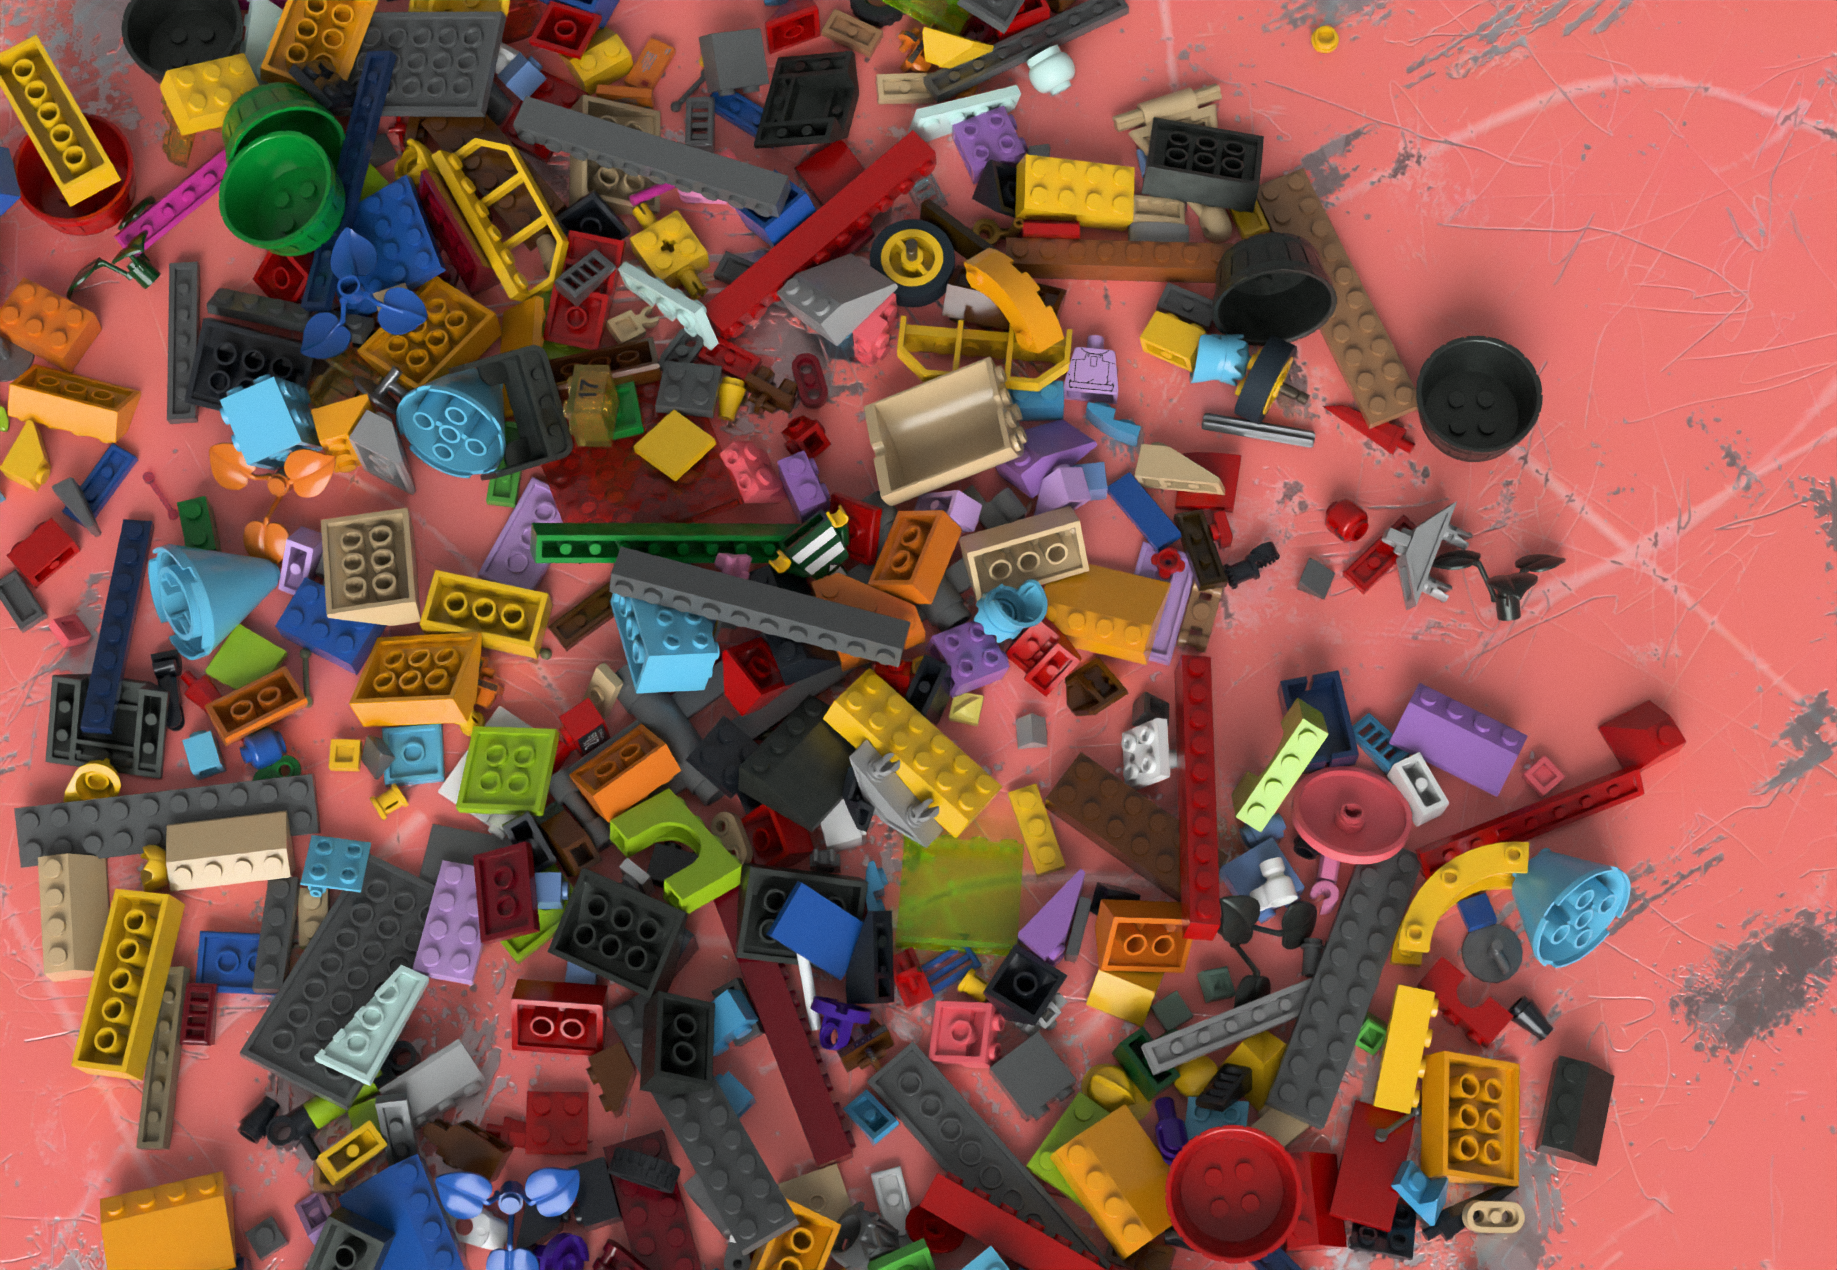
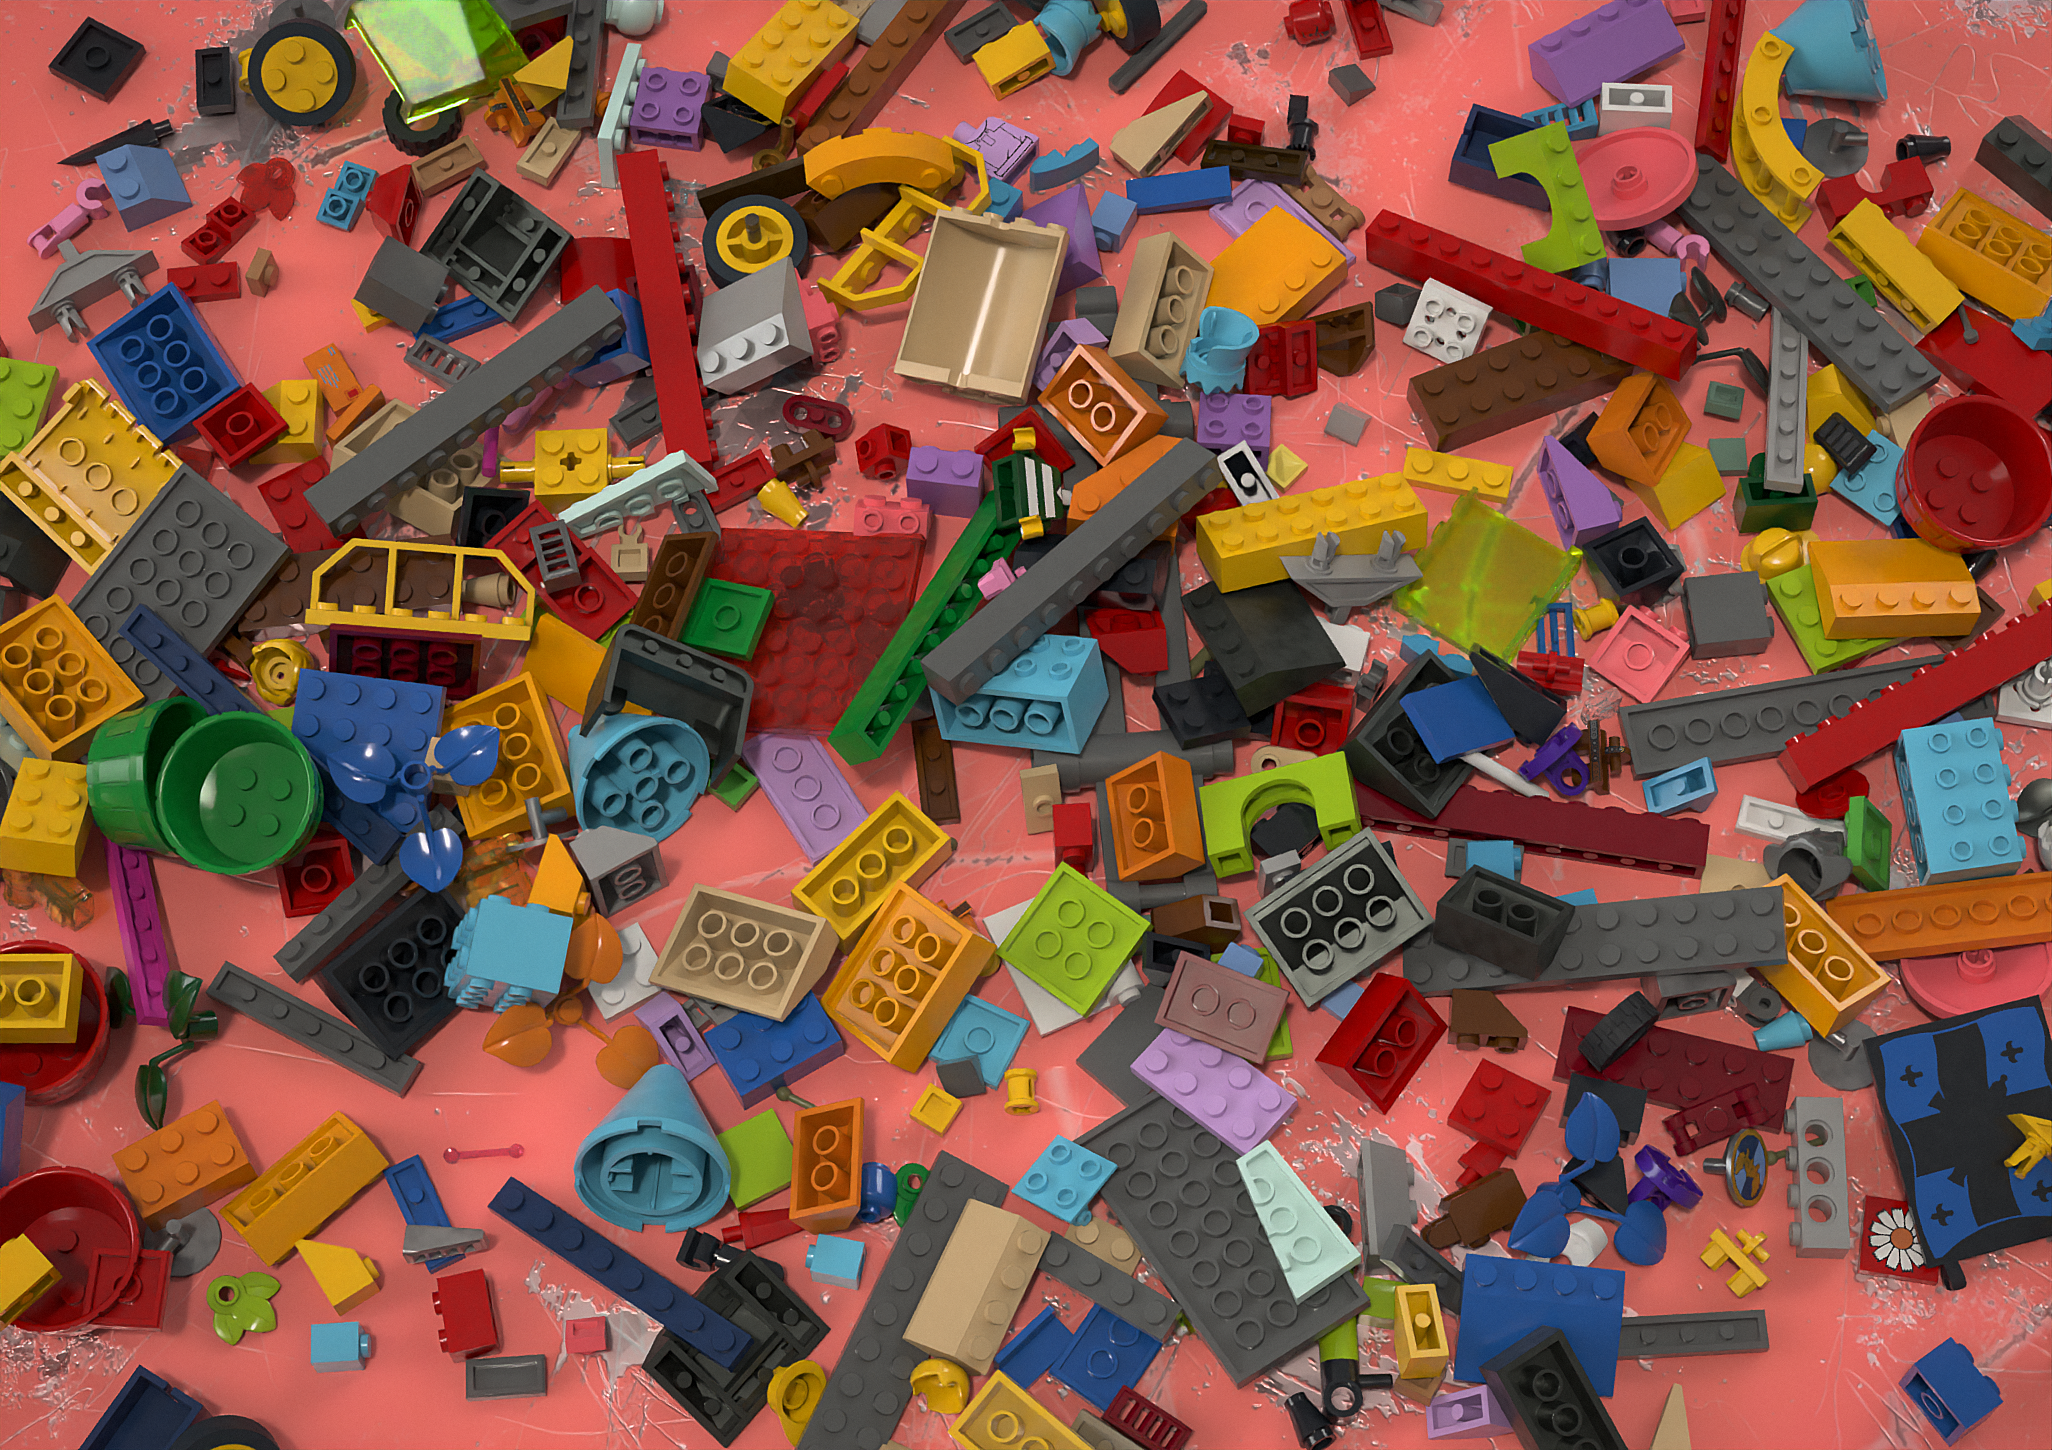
camera: 60 degrees left, 5 degrees down
(199, 524) = (556, 1123): green brick -> none
(212, 913) = (1034, 1349): none -> blue panel
(324, 84) = (117, 693): black plate -> none
(338, 499) = (631, 985): none -> white plate
(522, 76) = (260, 499): medium blue brick -> none
(592, 405) = (721, 618): clear yellow brick -> none
(674, 445) = (814, 572): yellow tile -> none
(676, 105) = (385, 332): dark grey hinge -> none
(689, 389) = (754, 529): dark grey plate -> none
(857, 807) = (1343, 614): black slope -> none
(1063, 488) = (1115, 242): lavender slope -> none
(1168, 554) = (1250, 187): red plate -> none
(1169, 1130) = (1859, 519): dark purple arm -> none
(1277, 889) = (1669, 275): white piece -> none

